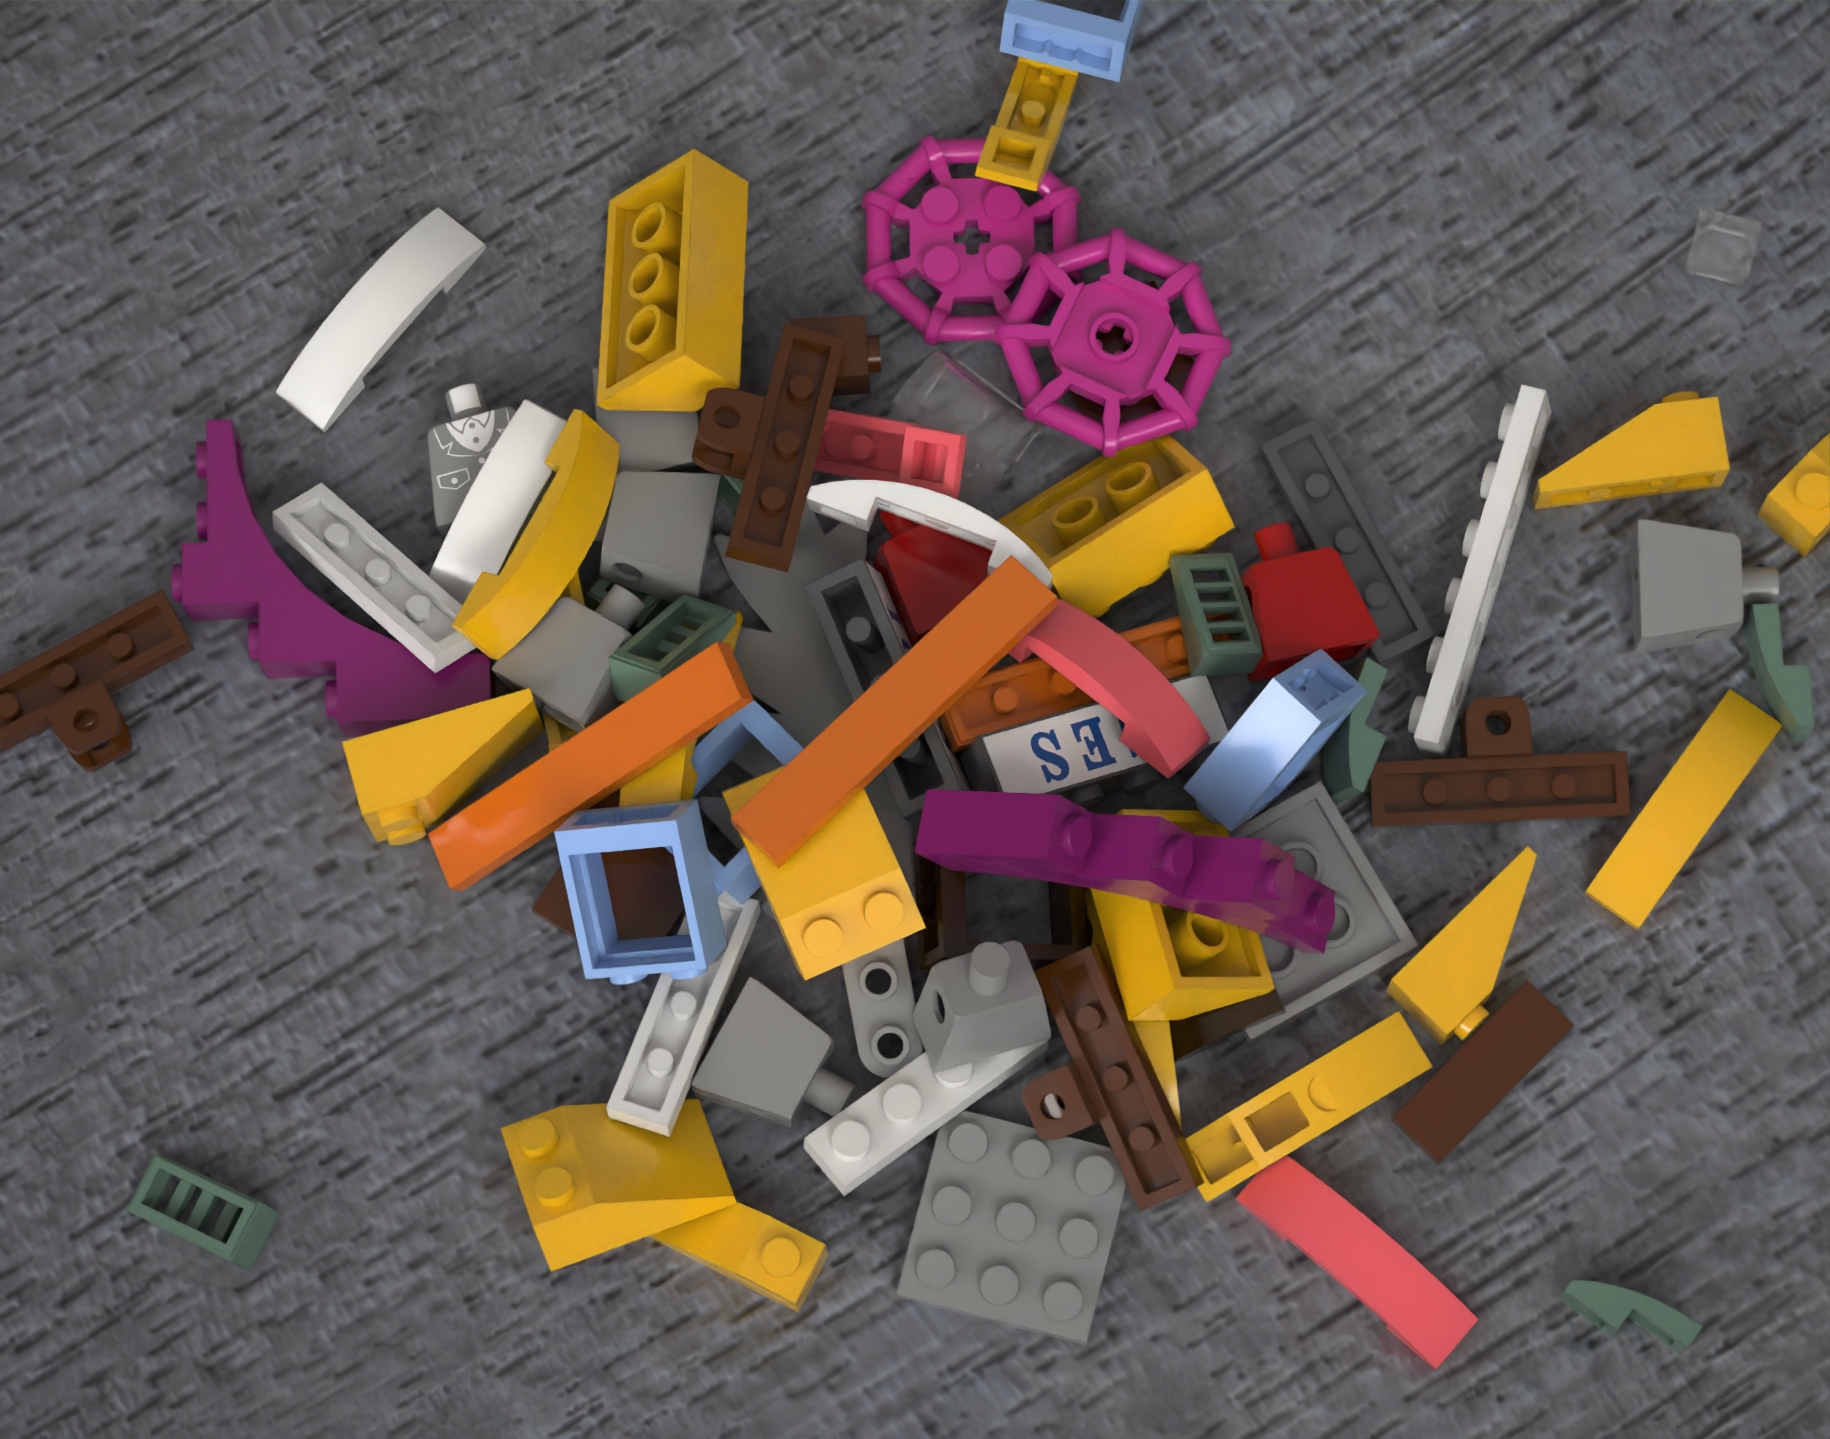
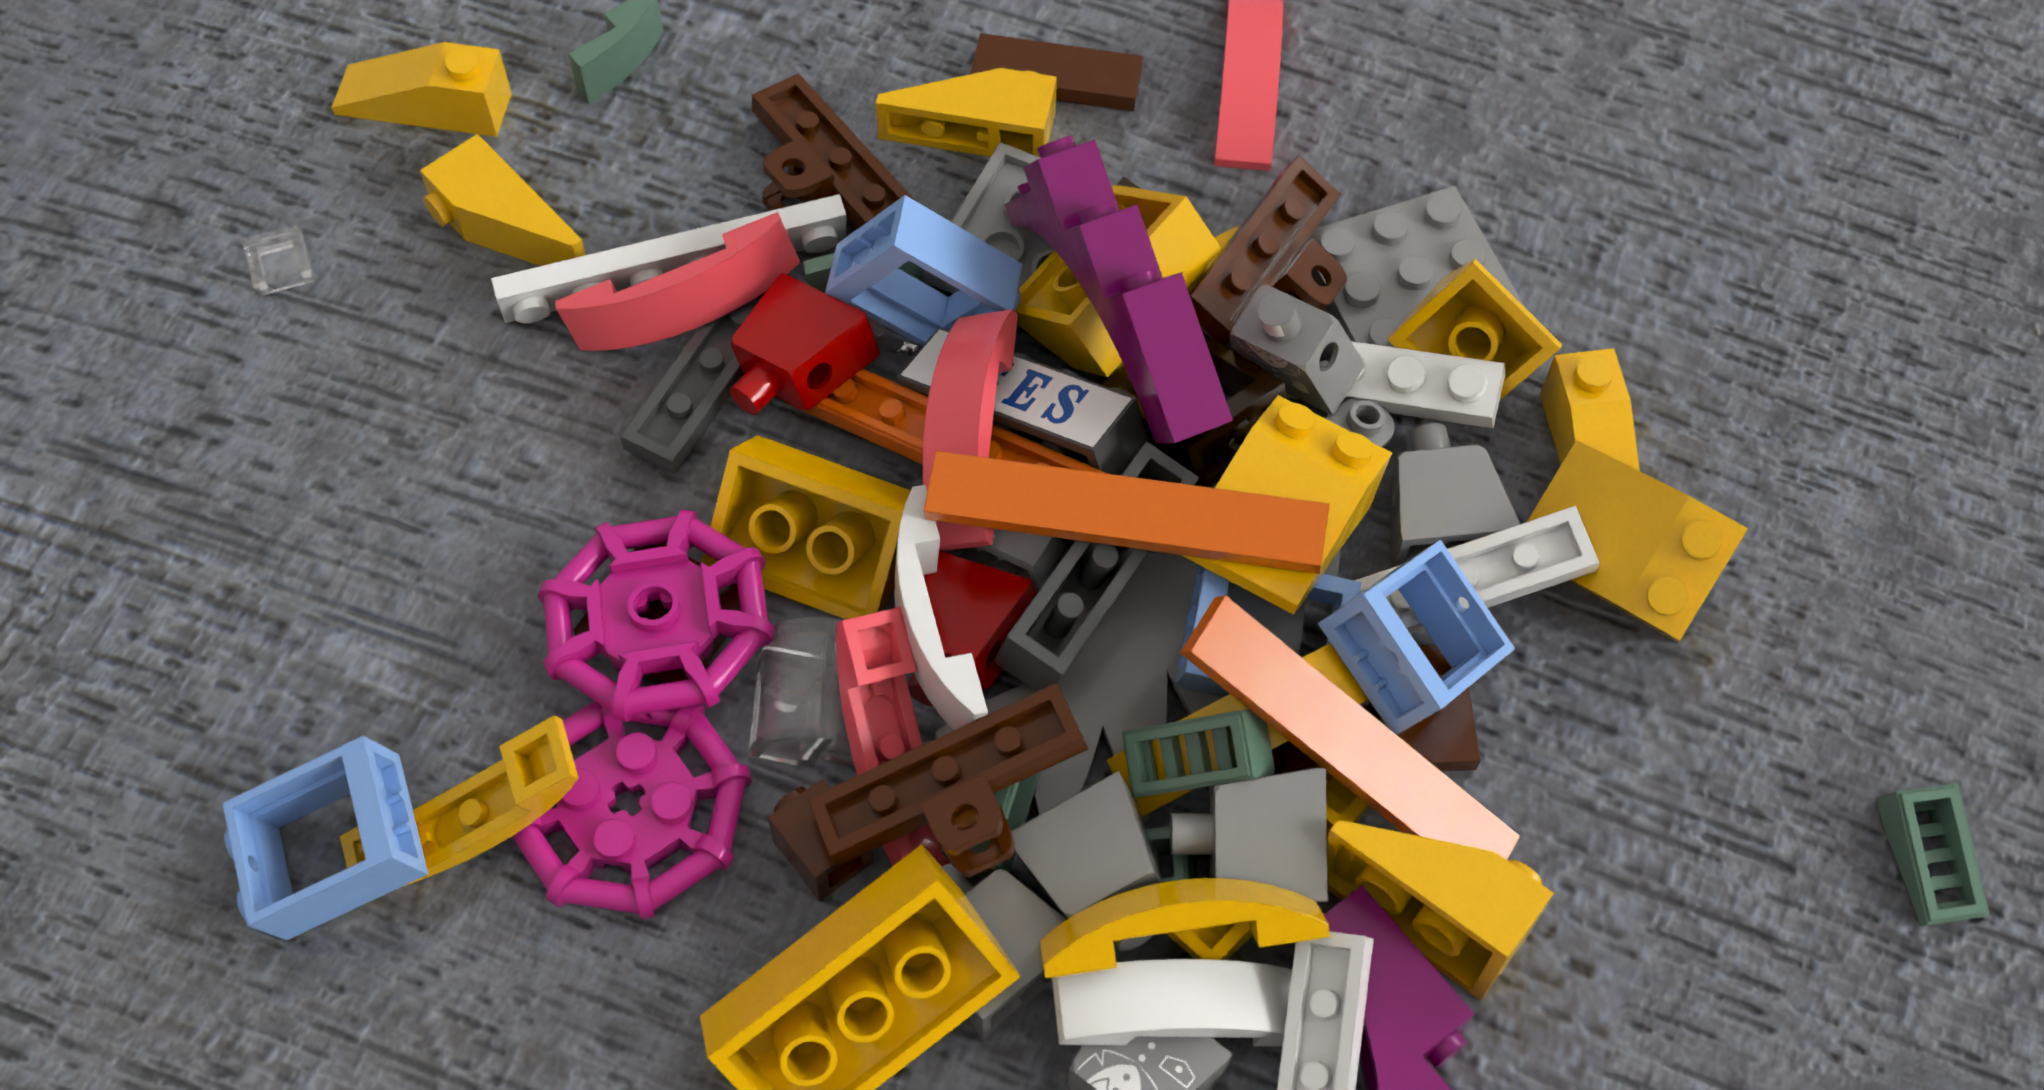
camera: 130 degrees left, 15 degrees down
(905, 1203) = (1477, 319): none -> yellow slope
(1205, 655) = (862, 359): sand green slope -> none
(1306, 1104) = (1171, 131): yellow slope -> none
(1405, 607) = (684, 296): none -> coral slope
(1683, 809) = (764, 46): yellow slope -> none
(1691, 585) = (591, 130): light grey torso -> none

